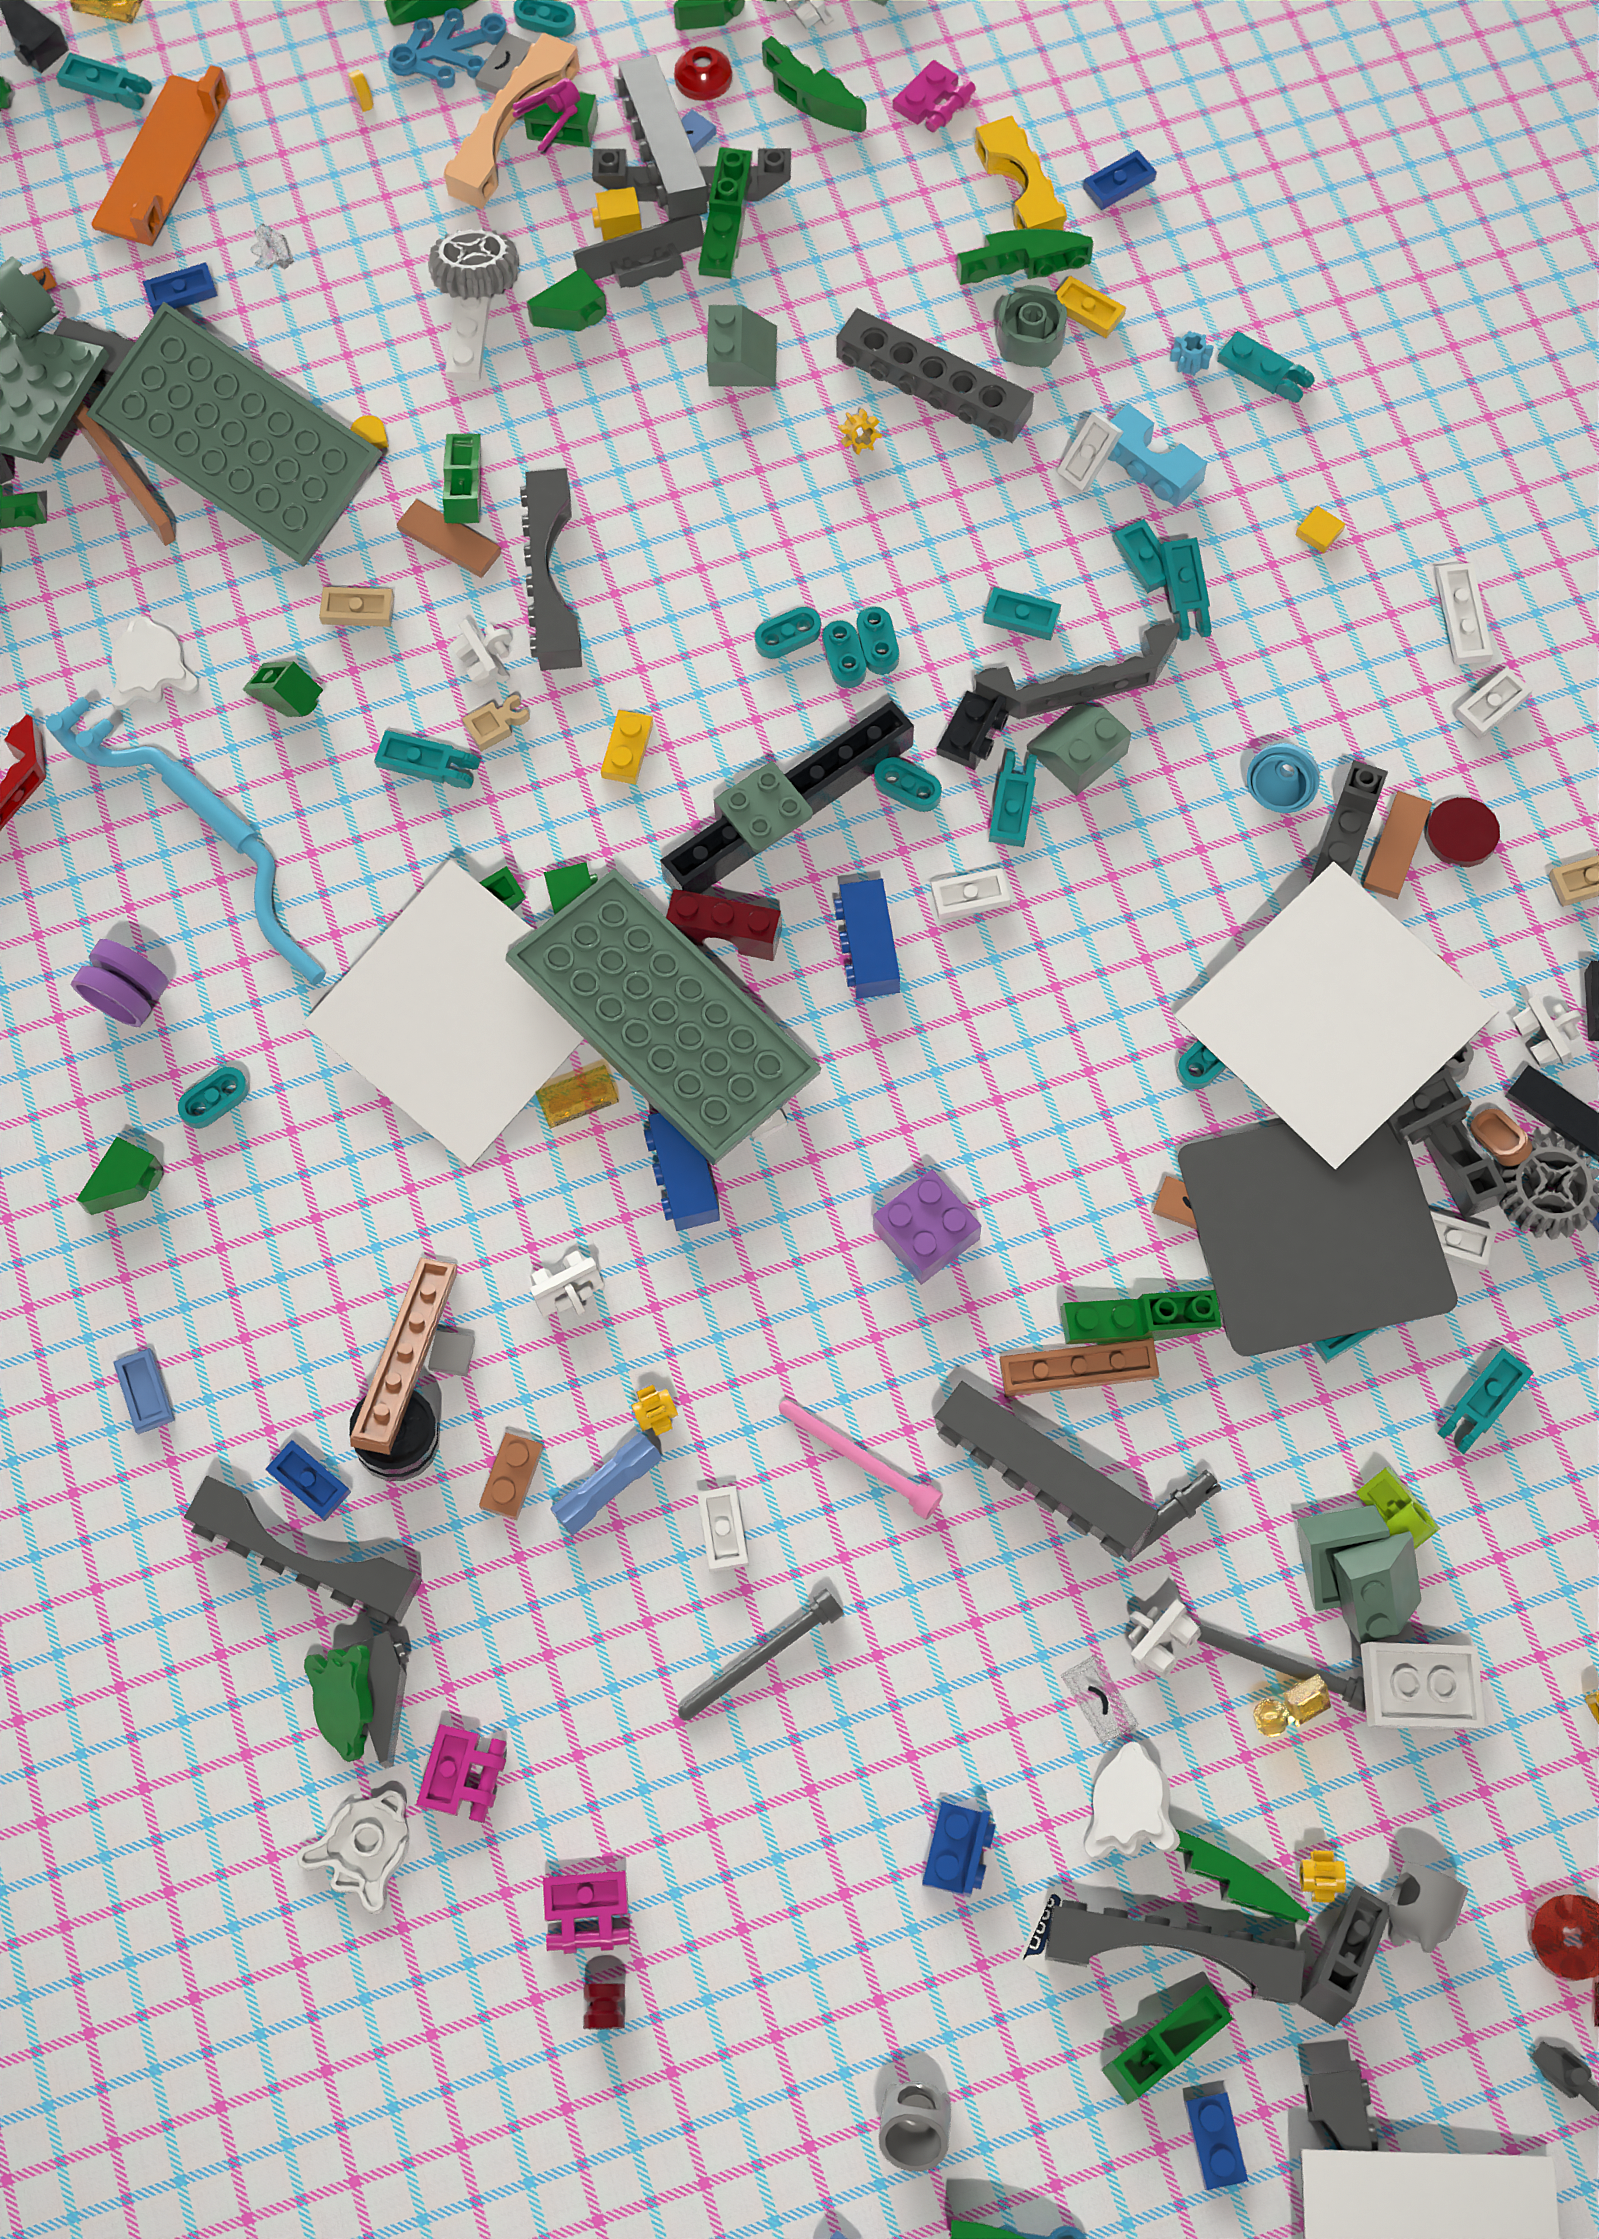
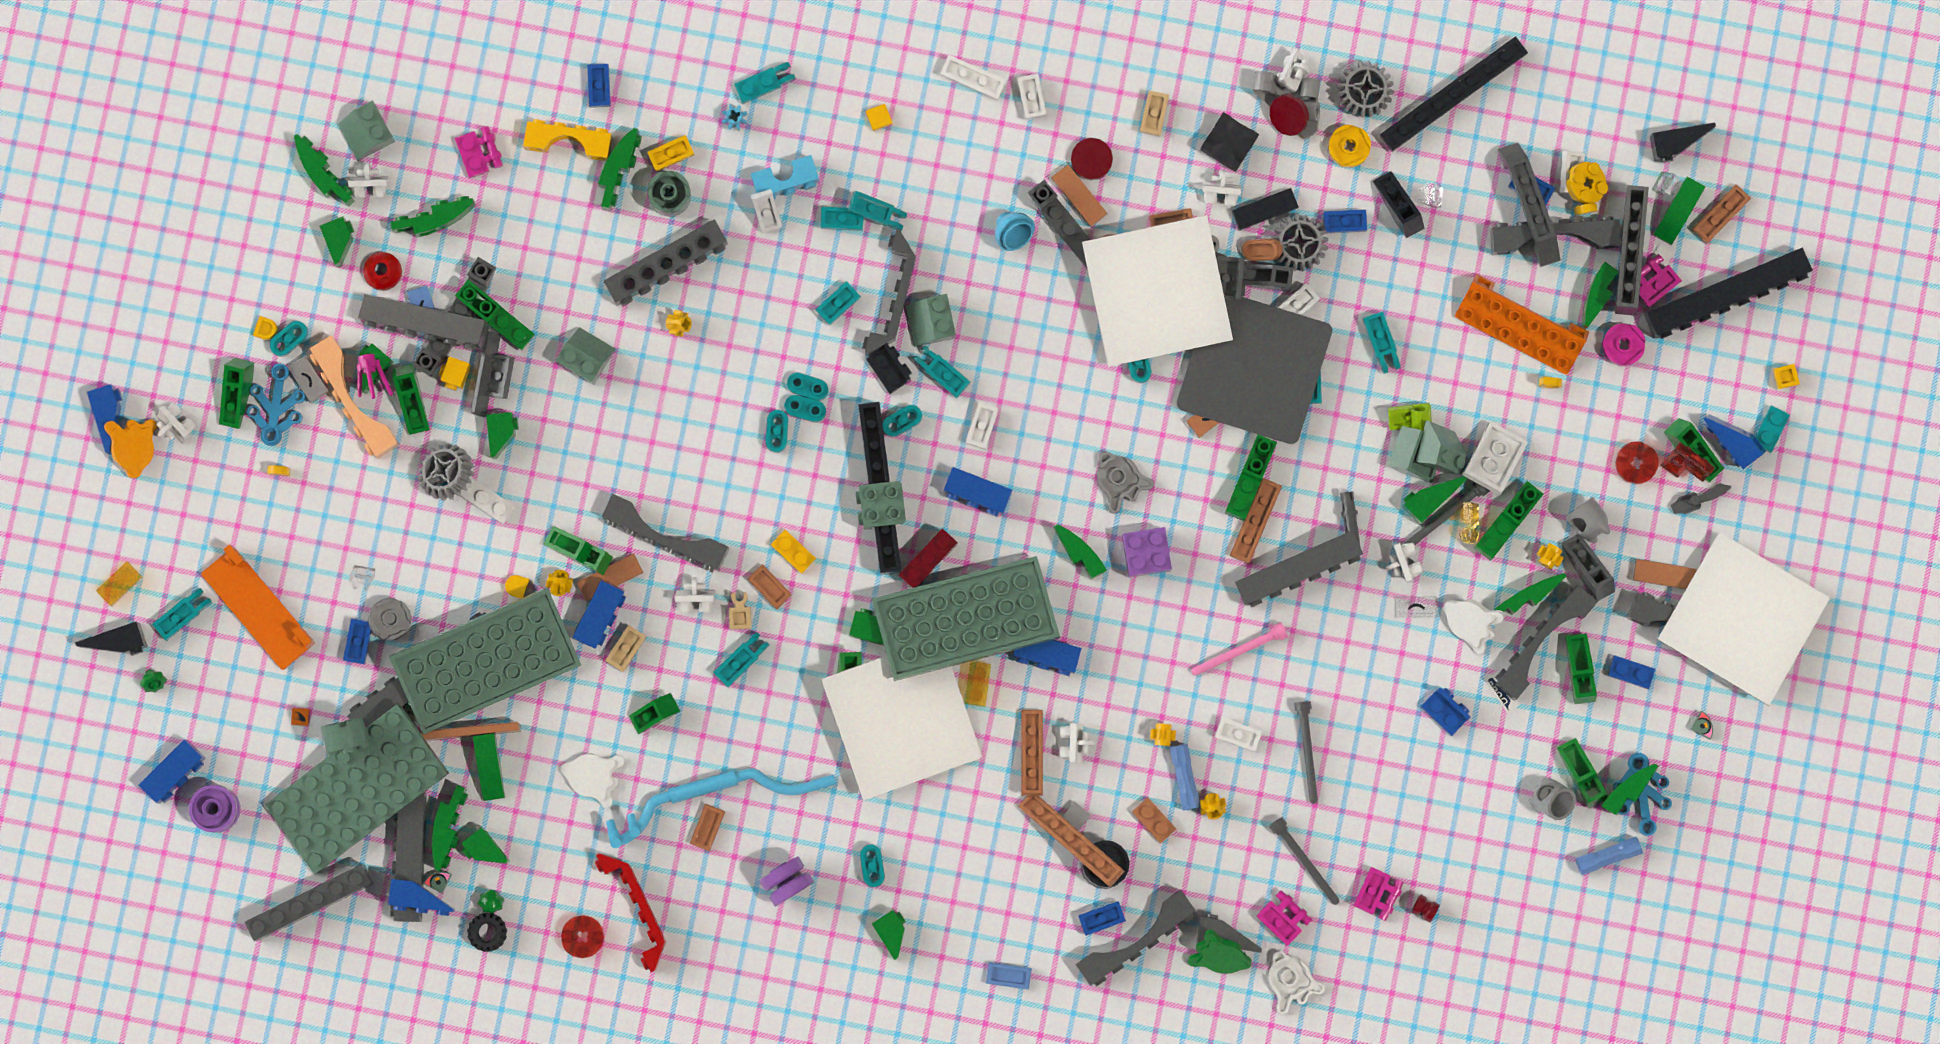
camera: 65 degrees left, 15 degrees up
(90, 524) = (489, 766): none -> green slope
(153, 847) = (707, 827): none -> nougat tile
(231, 307) = (389, 619): none -> light grey tile
(384, 542) = (599, 614): none -> blue brick
(401, 475) = (559, 583): none -> yellow gear
(514, 1231) = (1031, 752): none -> nougat tile
(550, 181) = (410, 399): none -> green slope
(557, 743) = (769, 586): none -> nougat tile
(582, 1552) = (1213, 806): none -> yellow gear
(607, 1683) = (1280, 828): none -> dark grey piece
(865, 1133) = (1080, 552): none -> green slope
(991, 2154) = (1582, 773): none -> green slope
(1015, 1131) = (1120, 479): none -> light grey tile
(1287, 1619) = (1427, 500): none -> green slope
(1336, 1770) = (1508, 520): none -> green slope
(1417, 2097) = (1663, 574): none -> nougat tile

